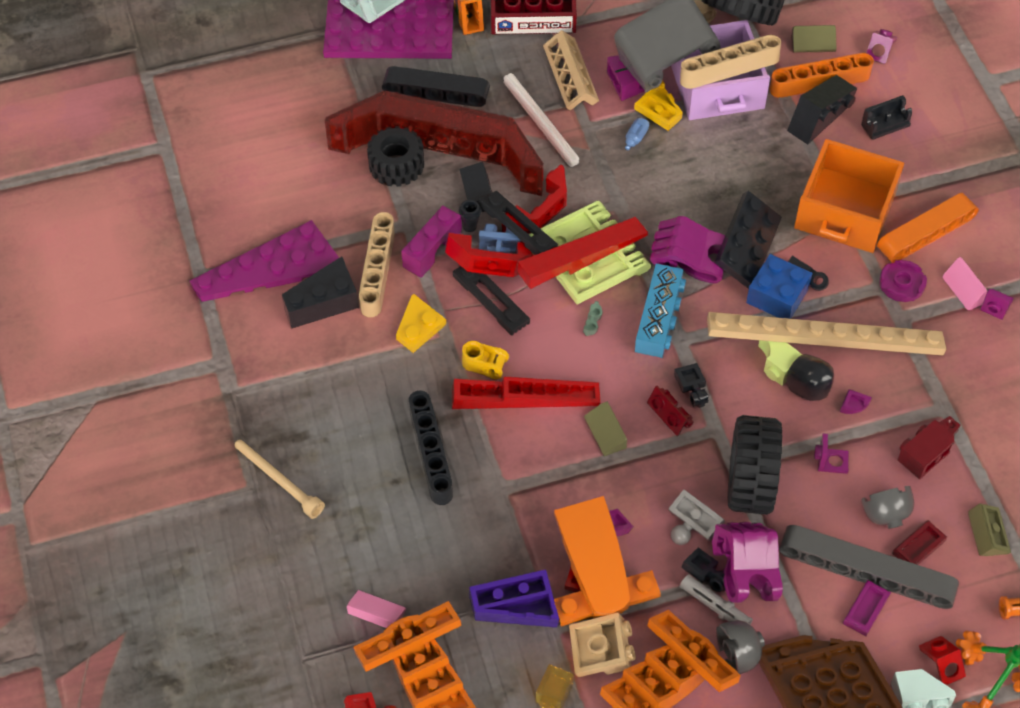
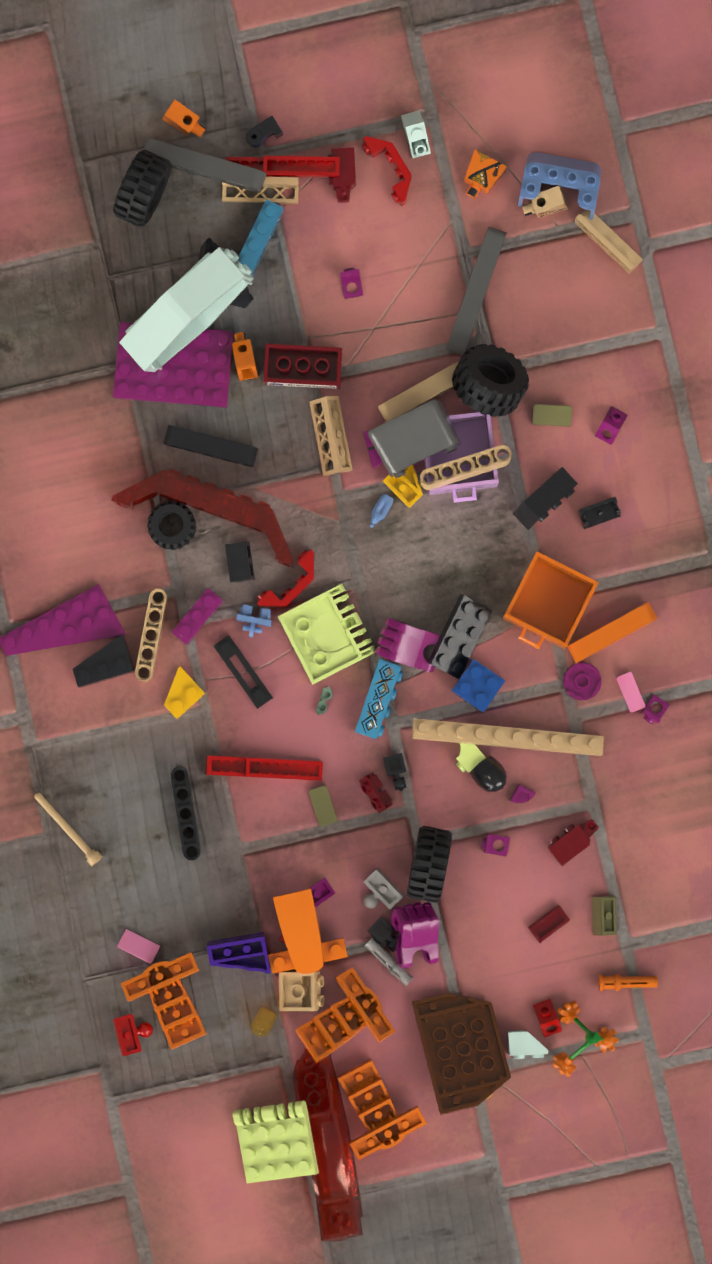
camera: 10 degrees right, 30 degrees up
(470, 213) = (230, 589): black cone -> none
(484, 261) = (221, 634): red slope -> none
(485, 360) = (235, 736): yellow piece -> none
(496, 204) = (285, 635): black container -> none
(541, 120) = (299, 488): white axle -> none
(580, 252) = (321, 642): red slope -> none
(740, 645) = (401, 1002): dark grey cylinder -> none
(804, 77) = (559, 455): orange beam -> none
(815, 275) = (502, 668): black plate -> none
(866, 564) = (506, 941): dark grey beam -> none
(866, 608) = (500, 972): magenta tile -> none
(889, 507) = (530, 894): dark grey cylinder -> none

